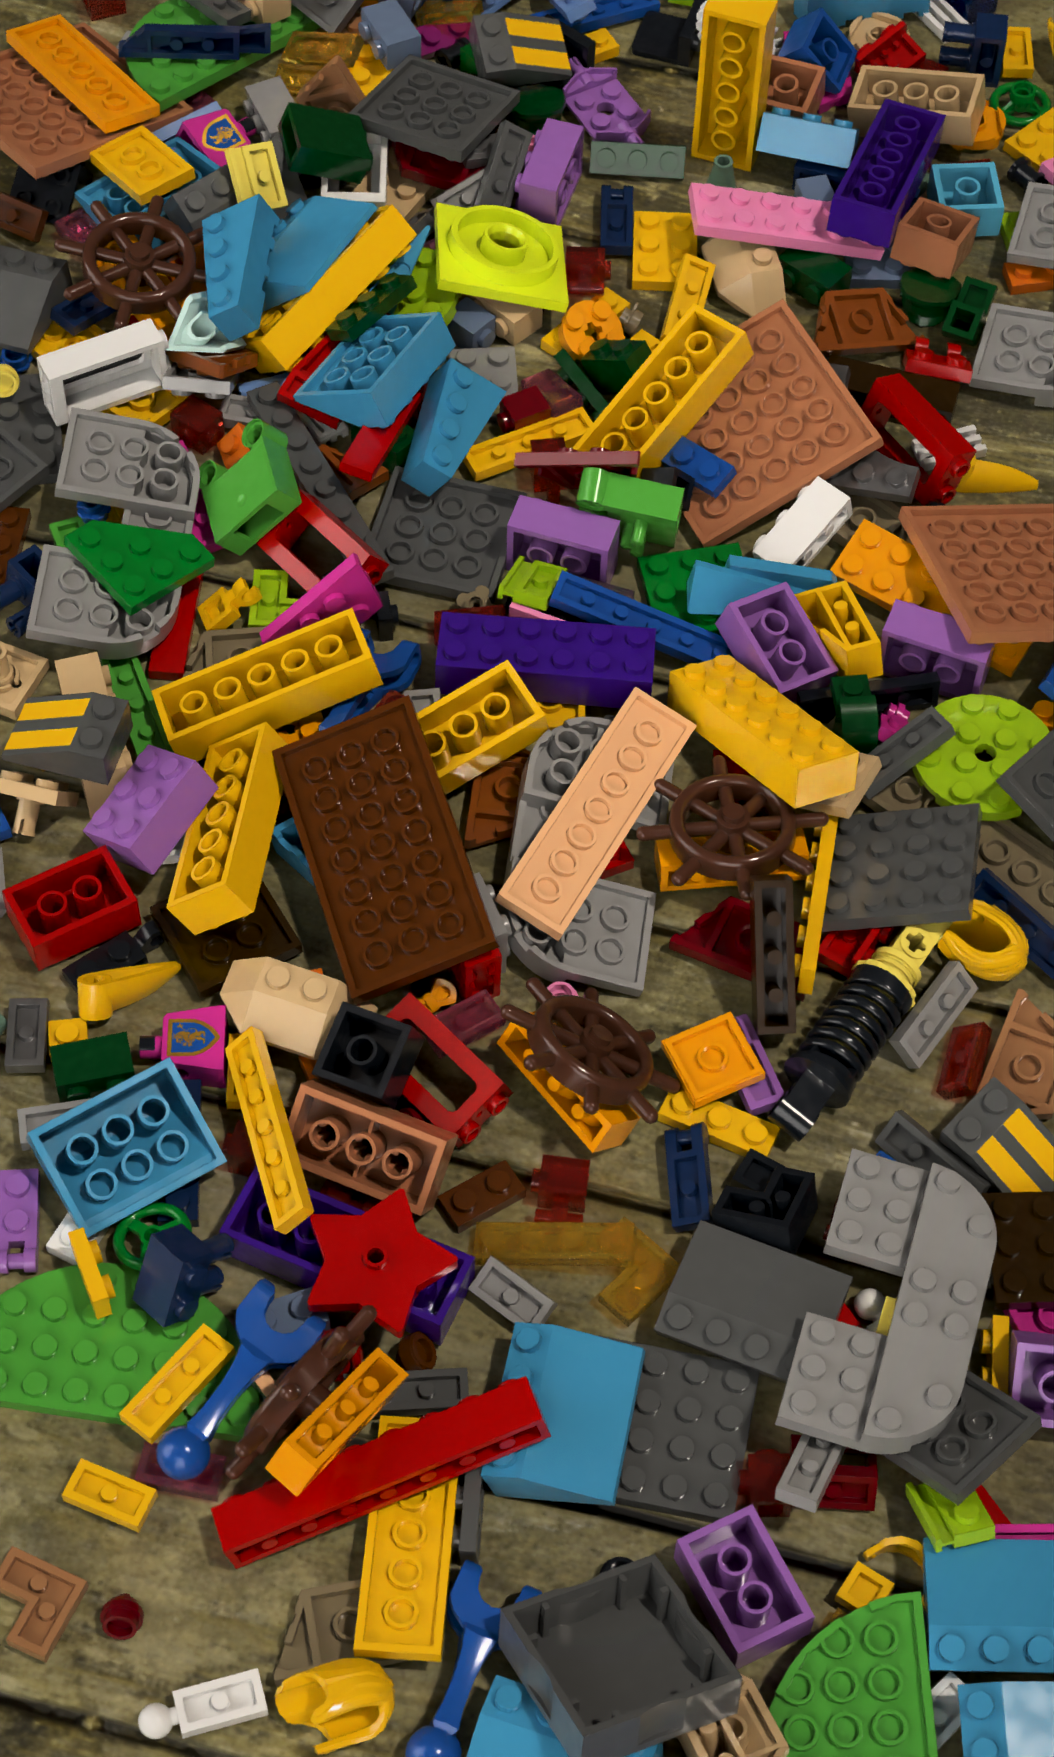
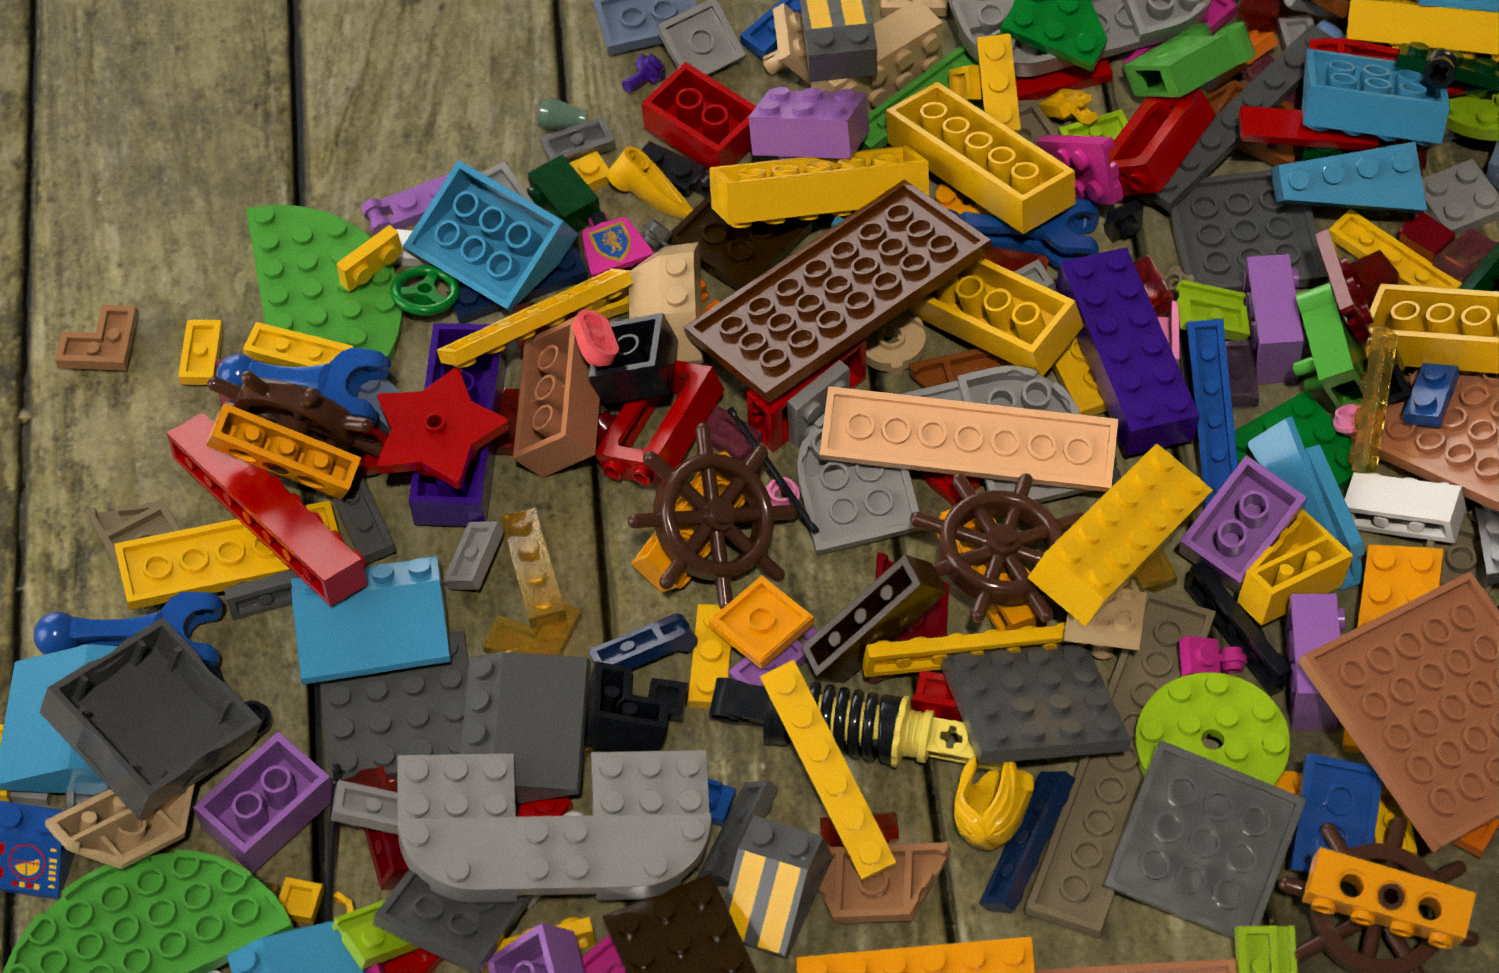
camera: 75 degrees right, 0 degrees up
(121, 1617) = (107, 397): dark red plate -> none
(160, 670) = (966, 82): none -> yellow plate
(179, 1272) = (386, 313): dark blue brick -> none
(182, 639) = (999, 79): none -> yellow plate
(199, 995) = (656, 233): none -> dark grey plate
(207, 1706) = (53, 478): white plate -> none
(341, 1698) = (85, 555): yellow hair -> none
(346, 1070) = (595, 338): none -> coral plate
(387, 302) = (1444, 59): none -> black bush
(416, 1352) = (394, 507): reddish brown tile -> none
(441, 994) = (733, 399): light orange piece -> none
(481, 1196) = (564, 505): reddish brown plate -> none
(526, 994) = (774, 472): none -> black piece
(560, 1187) = (592, 556): clear red brick -> none
(693, 533) = (1344, 419): none -> bright pink plate
(712, 509) = (1375, 389): none -> clear yellow plate
(827, 1541) = (331, 852): none -> black piece
(855, 712) = (1183, 608): dark green brick -> none
(909, 747) = (1169, 663): dark grey plate -> none
(917, 1050) = (828, 771): none -> yellow plate
(933, 1014) = (904, 788): light grey plate -> none

